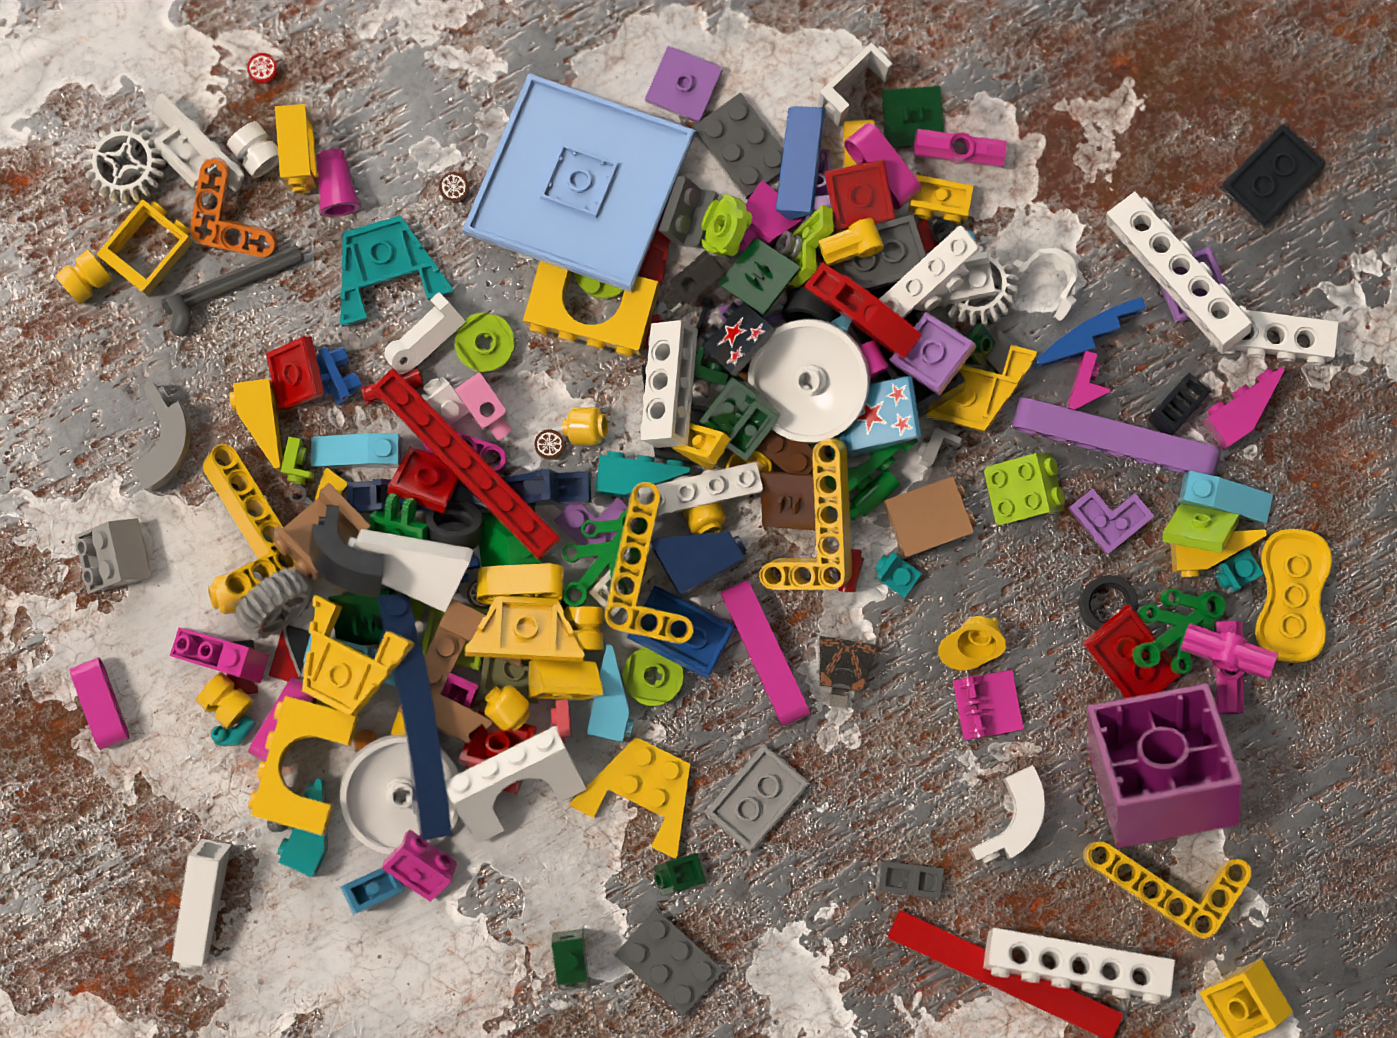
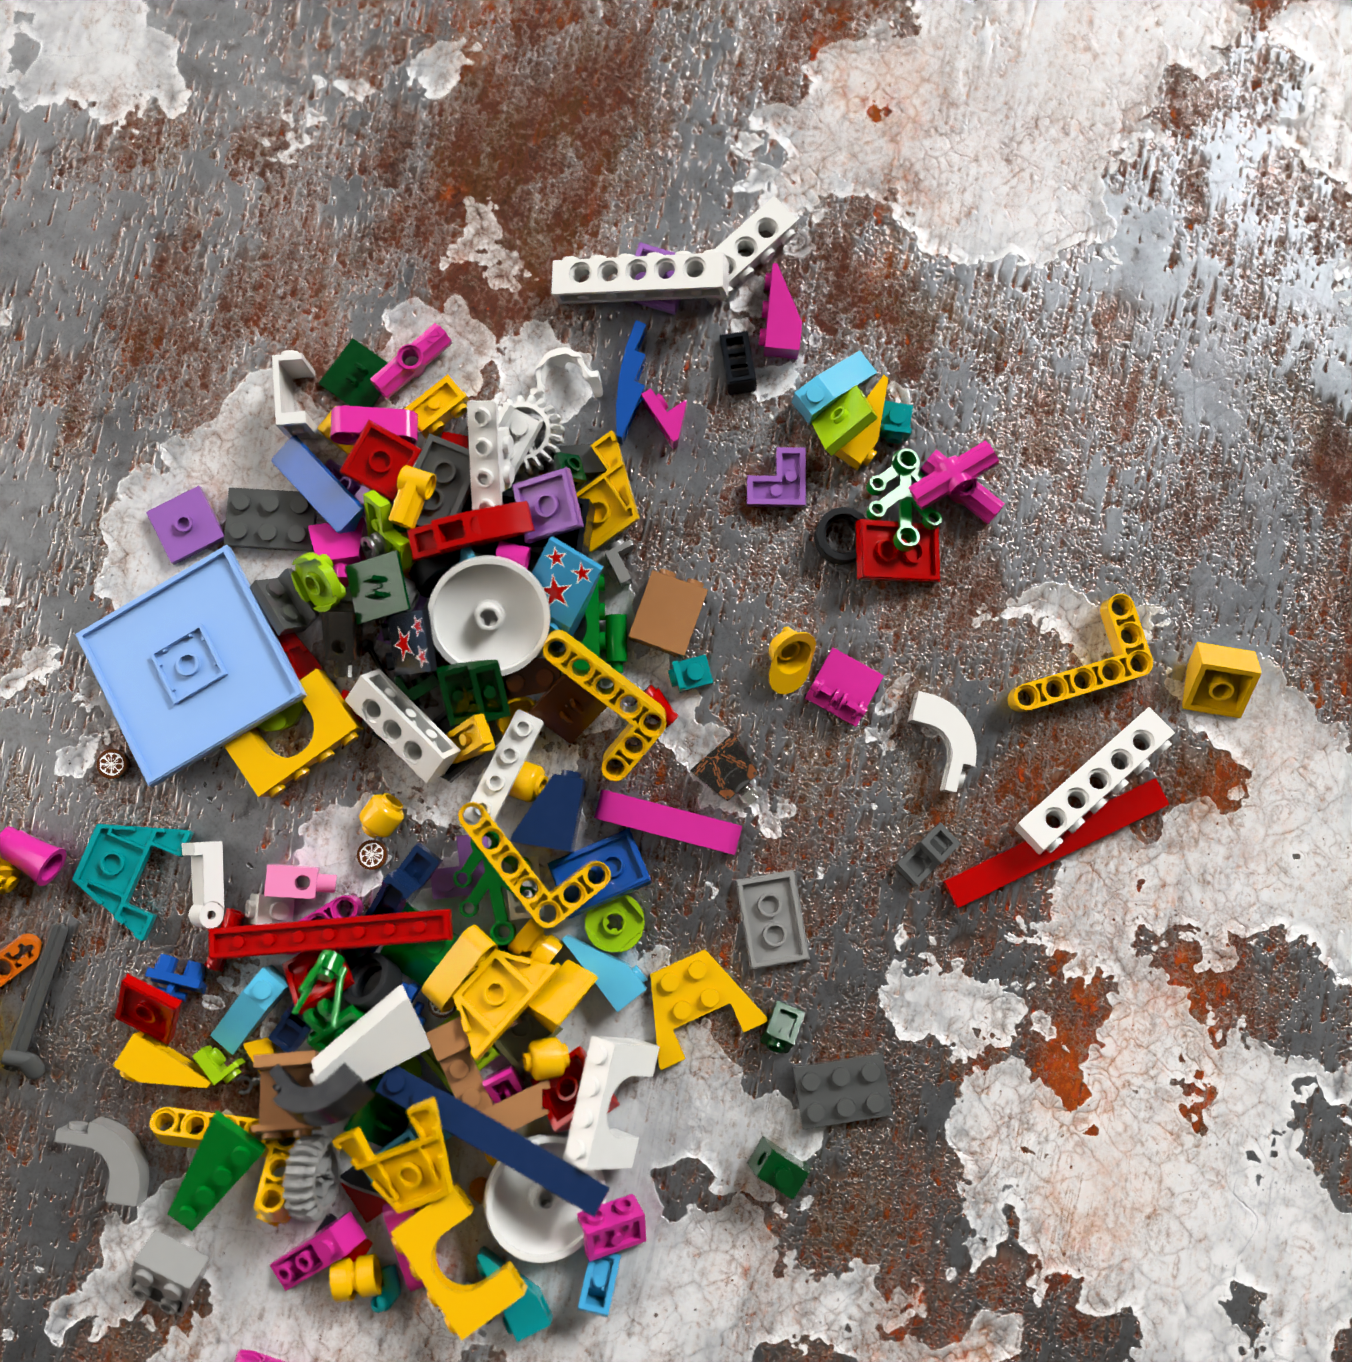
camera: 55 degrees left, 0 degrees up
(222, 525) = (216, 1167): none -> green wing
(438, 483) = (326, 969): none -> green plant
(481, 359) = (241, 826): lime plate -> none
(562, 718) = (590, 1020): coral bracket -> none
(620, 475) = (440, 821): teal slope -> none
(939, 227) = (457, 424): black hinge -> none
(1024, 488) = (705, 525): lime bracket -> none
(1114, 438) = (722, 428): medium lavender beam -> none
(1163, 765) = (1002, 593): magenta brick -> none
(1272, 175) = (625, 156): black tile -> none
(1295, 573) = (931, 380): yellow plate -> none

